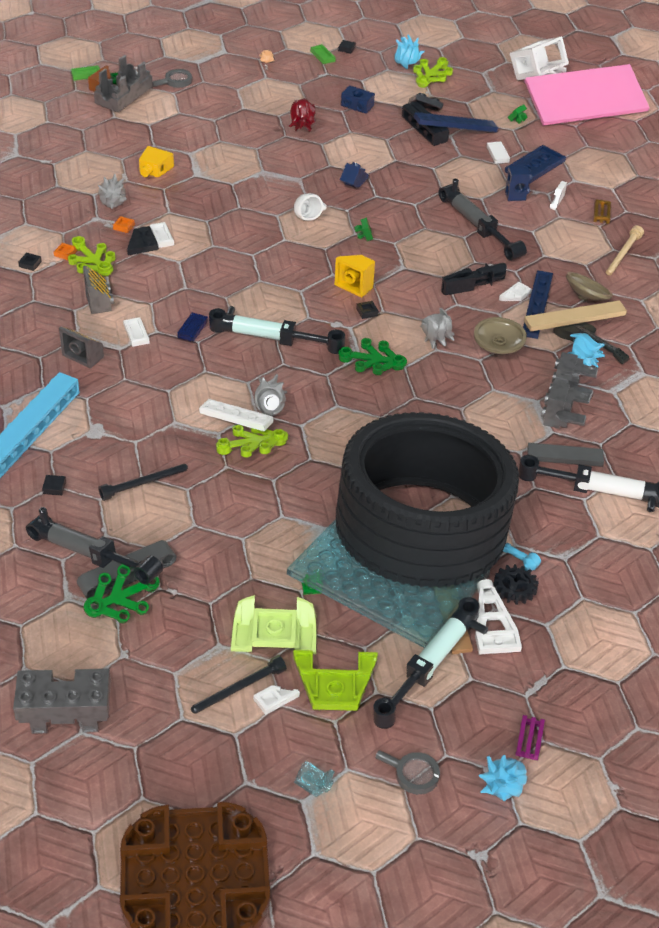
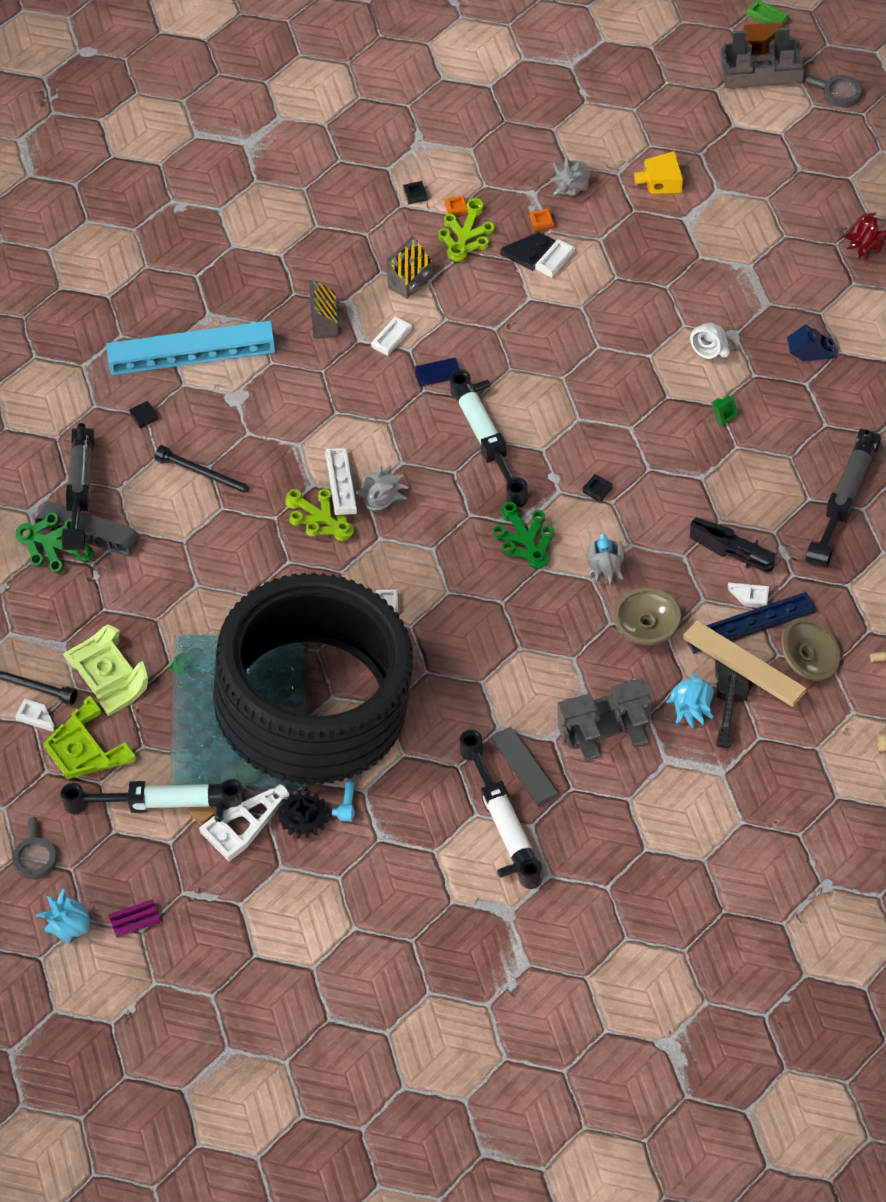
camera: 60 degrees right, 10 degrees up
(355, 274) = (630, 446): yellow slope -> none
(437, 316) = (604, 544): none -> medium azure piece

